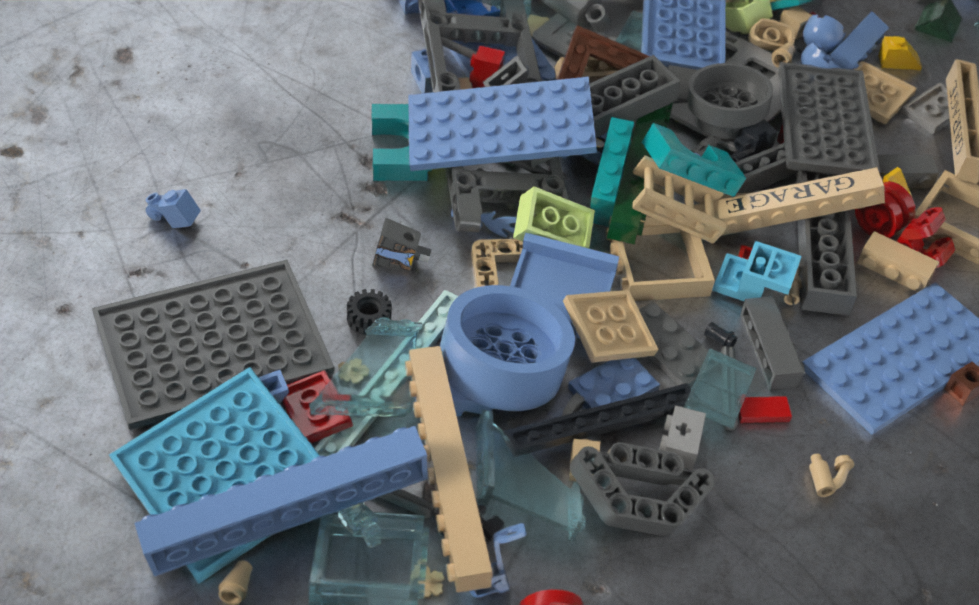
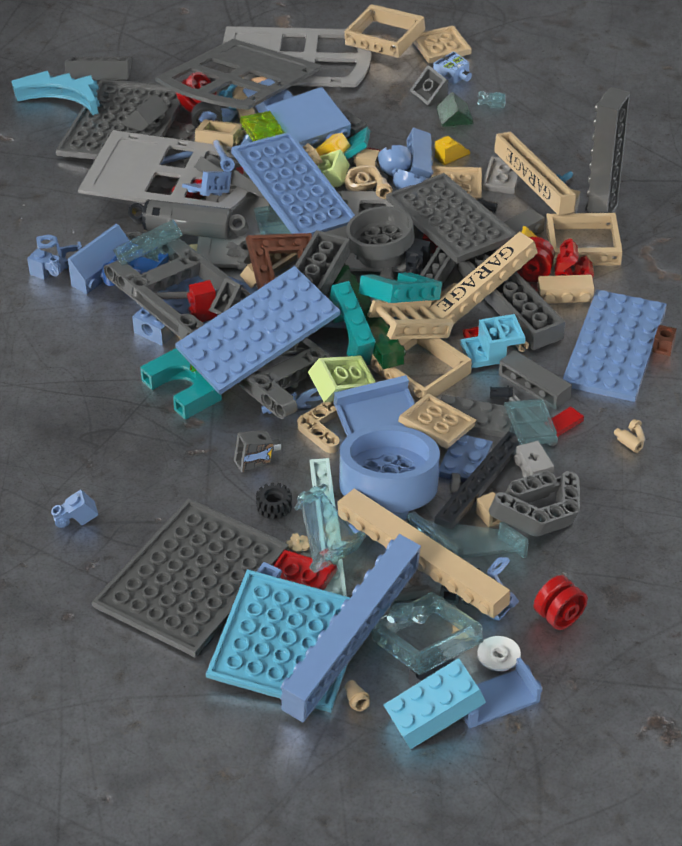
camera: 30 degrees left, 5 degrees down
(883, 125) = (491, 206): none -> black pin

